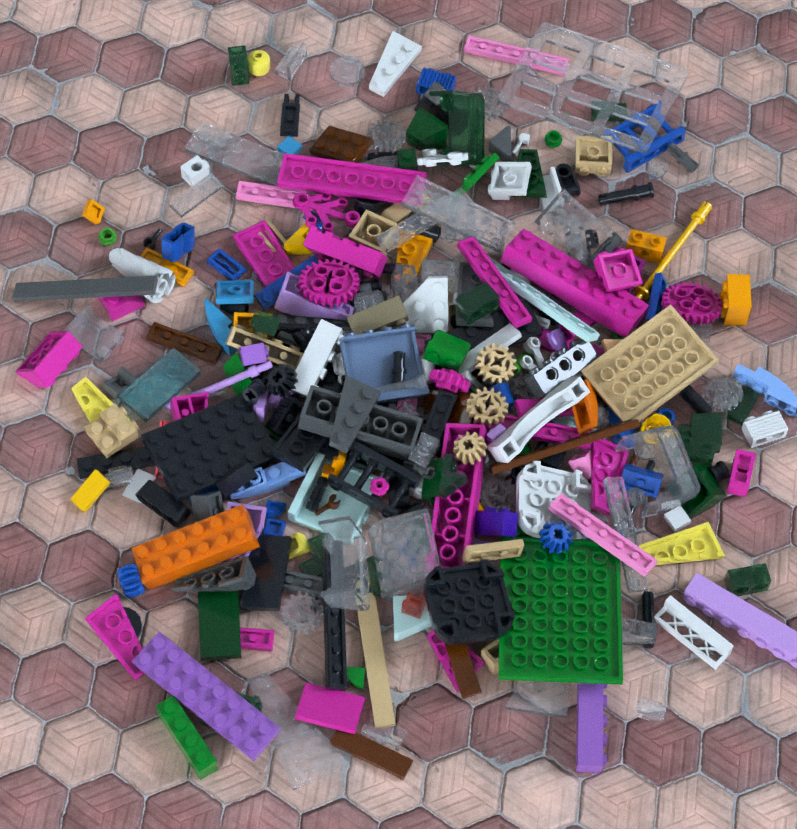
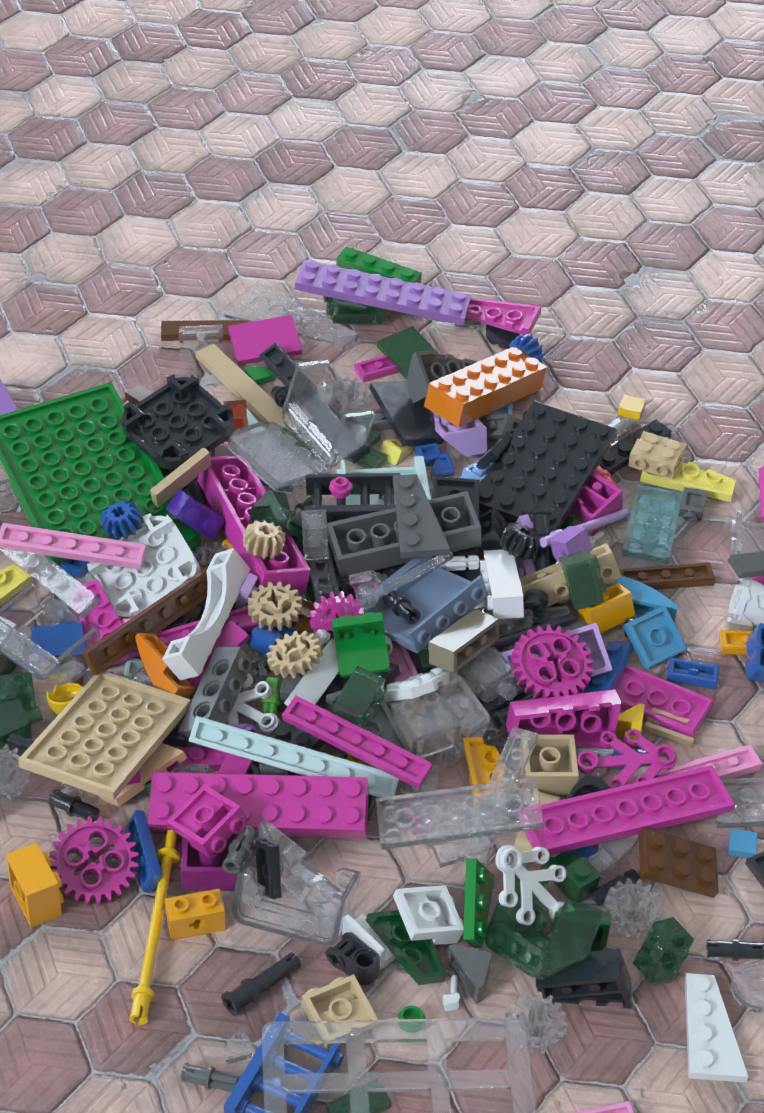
camera: 150 degrees right, 15 degrees down
(345, 92) = (735, 949): none -> black pin
(354, 632) = (279, 394): none -> black cone
(390, 102) = (663, 951): none -> clear green brick
(430, 75) = (625, 1018): blue brick -> none

